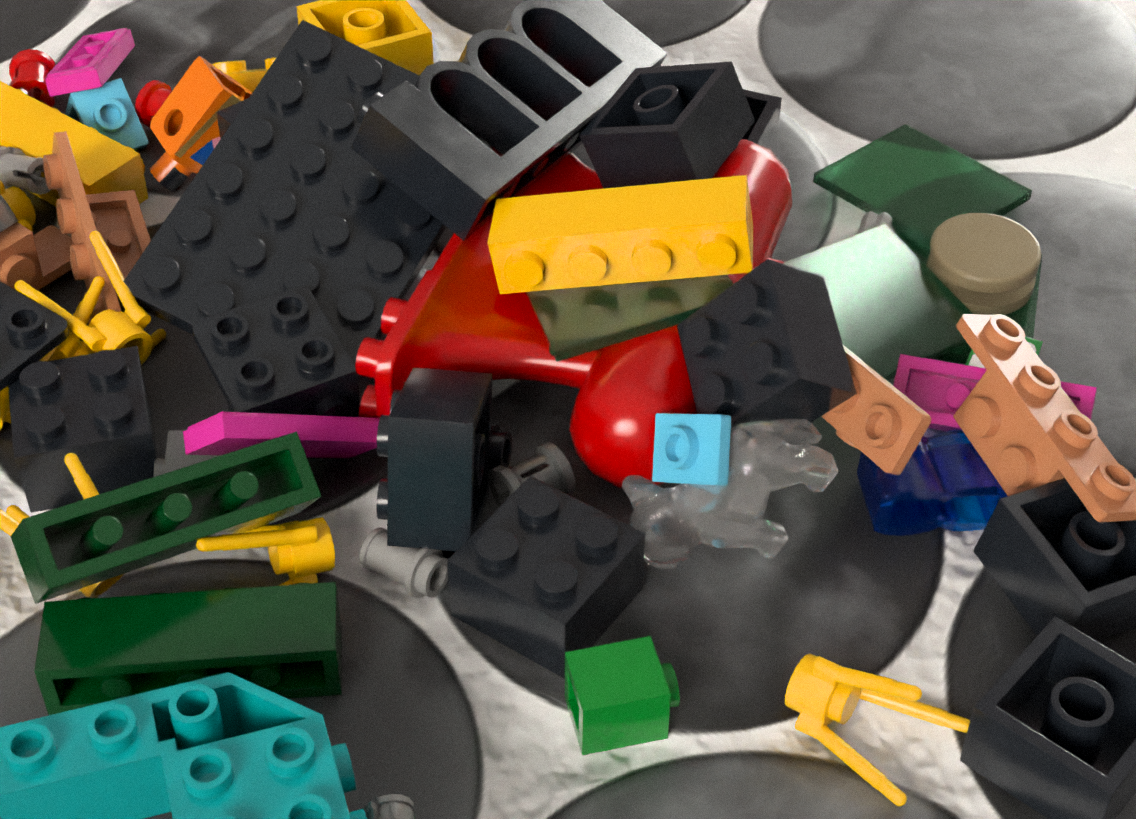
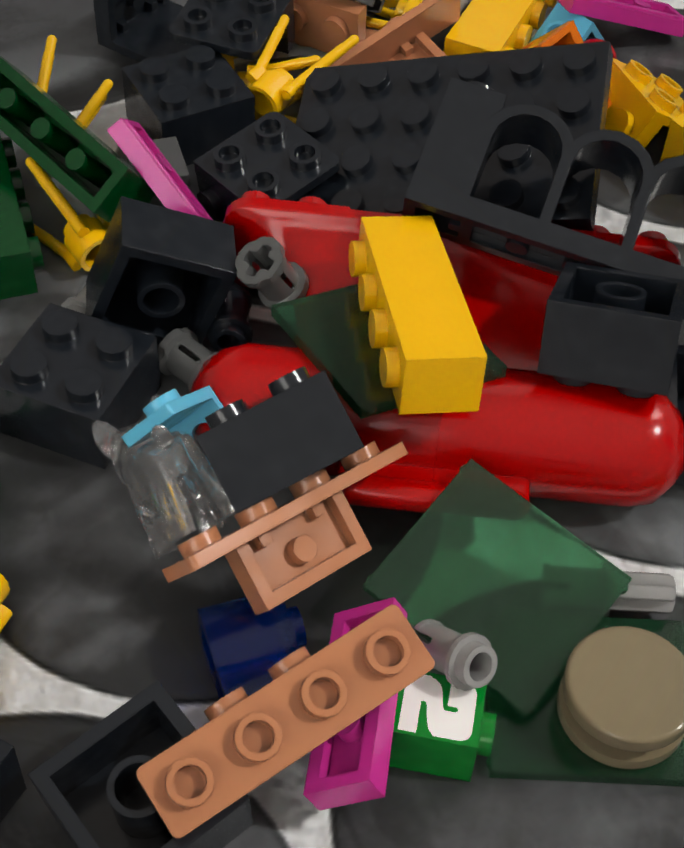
camera: 75 degrees right, 5 degrees up
(493, 335) = (274, 269): none -> dark grey bush
(948, 331) = (463, 658): none -> light grey pin

